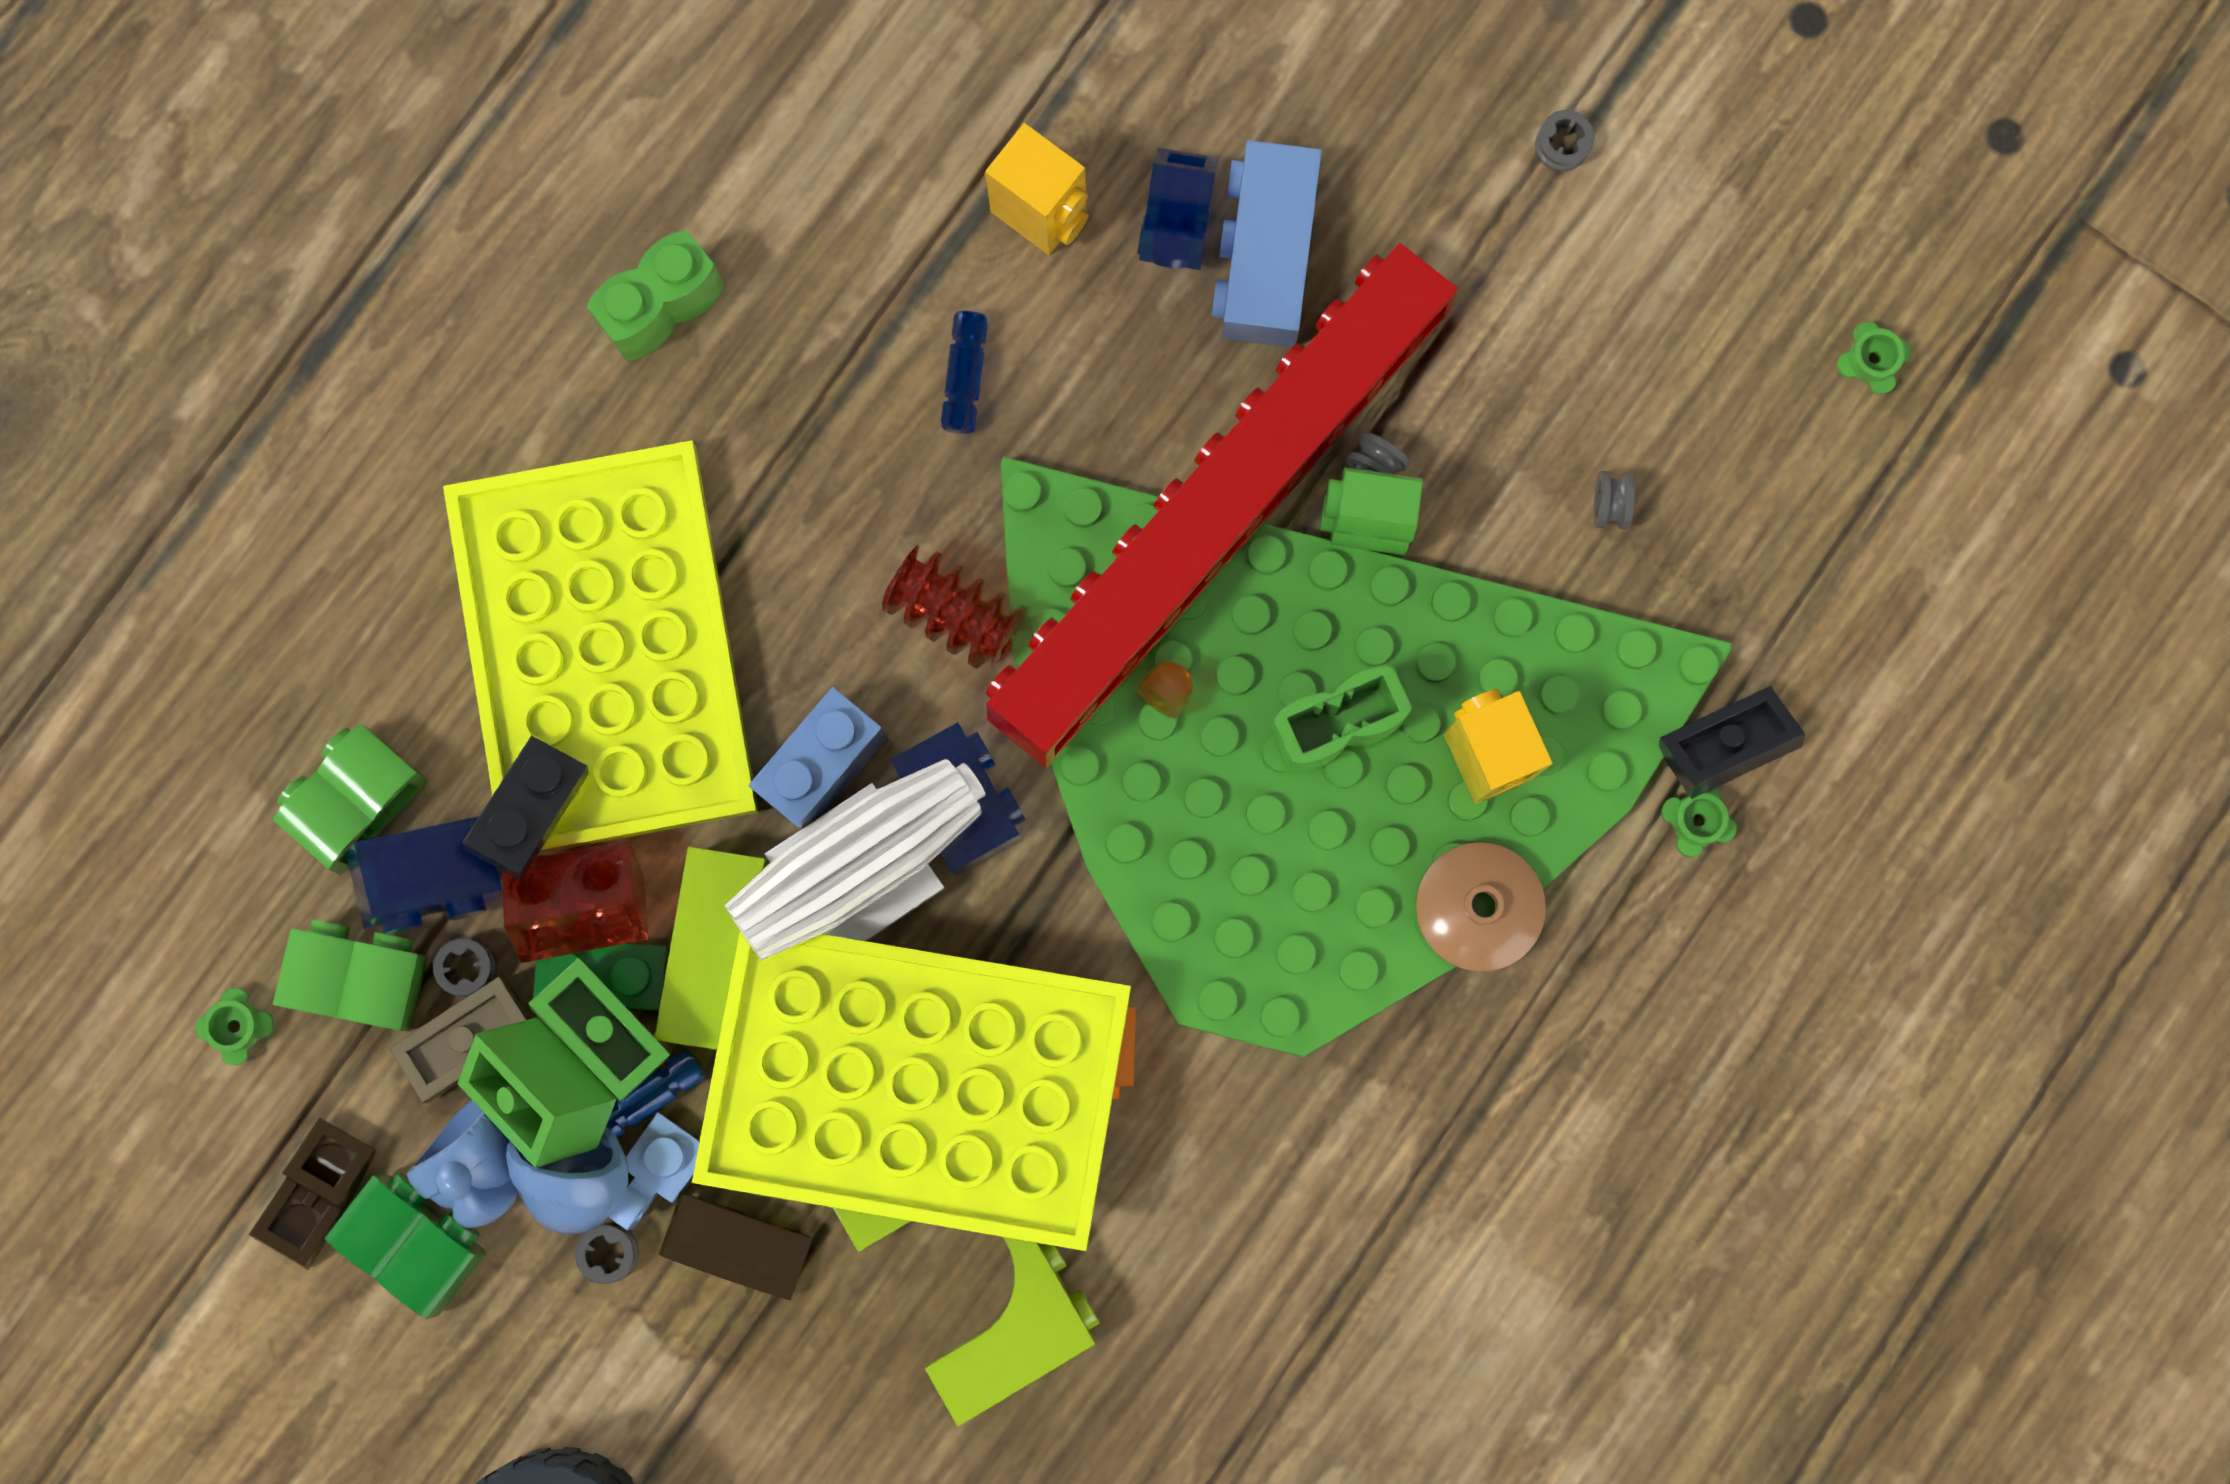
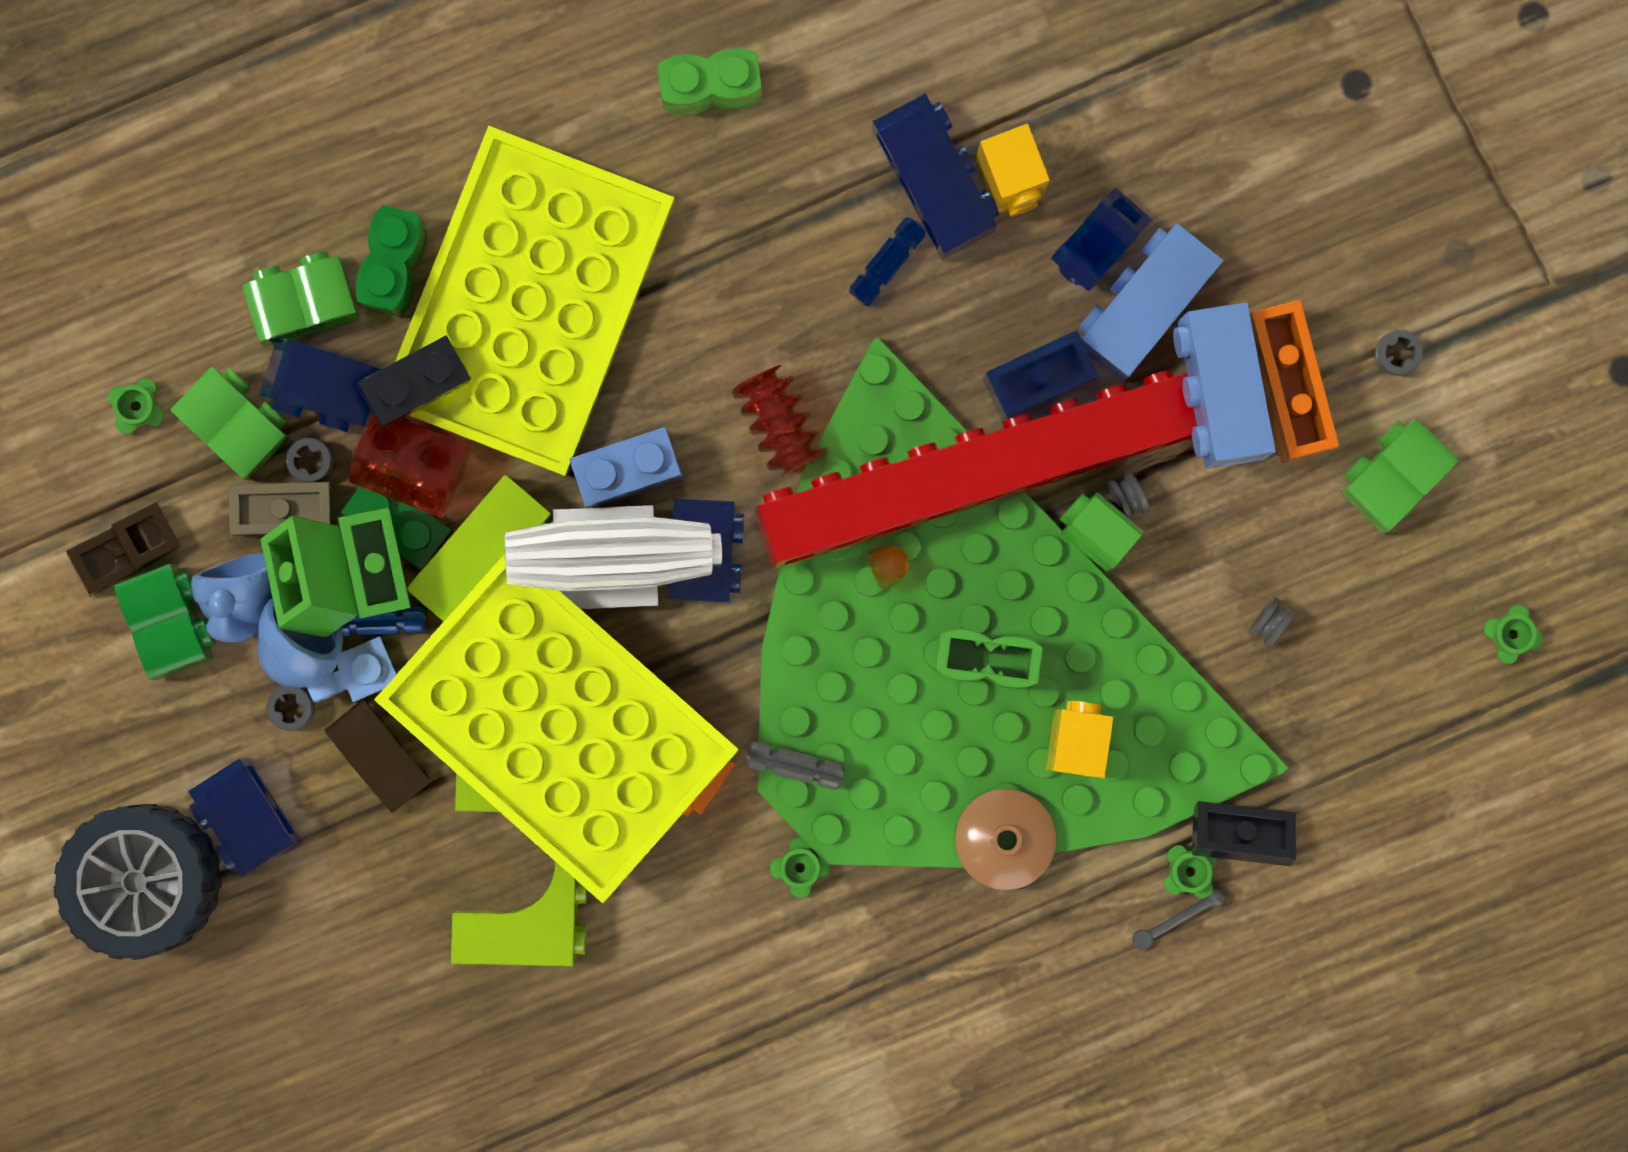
camera: 30 degrees right, 5 degrees up
(423, 680) = (386, 275): none -> green brick
(625, 1410) = (242, 817): none -> clear blue brick
(959, 249) = (936, 175): none -> clear blue brick
(1202, 968) = (795, 765): none -> dark grey axle
(1205, 388) = (1040, 376): none -> clear blue brick
(1261, 1090) = (785, 868): none -> bright green plate
(1409, 273) = (1224, 386): none -> medium blue brick
(1473, 233) = (1292, 383): none -> orange brick
(1647, 264) = (1397, 475): none -> bright green brick
(1696, 925) = (1143, 939): none -> dark grey hinge

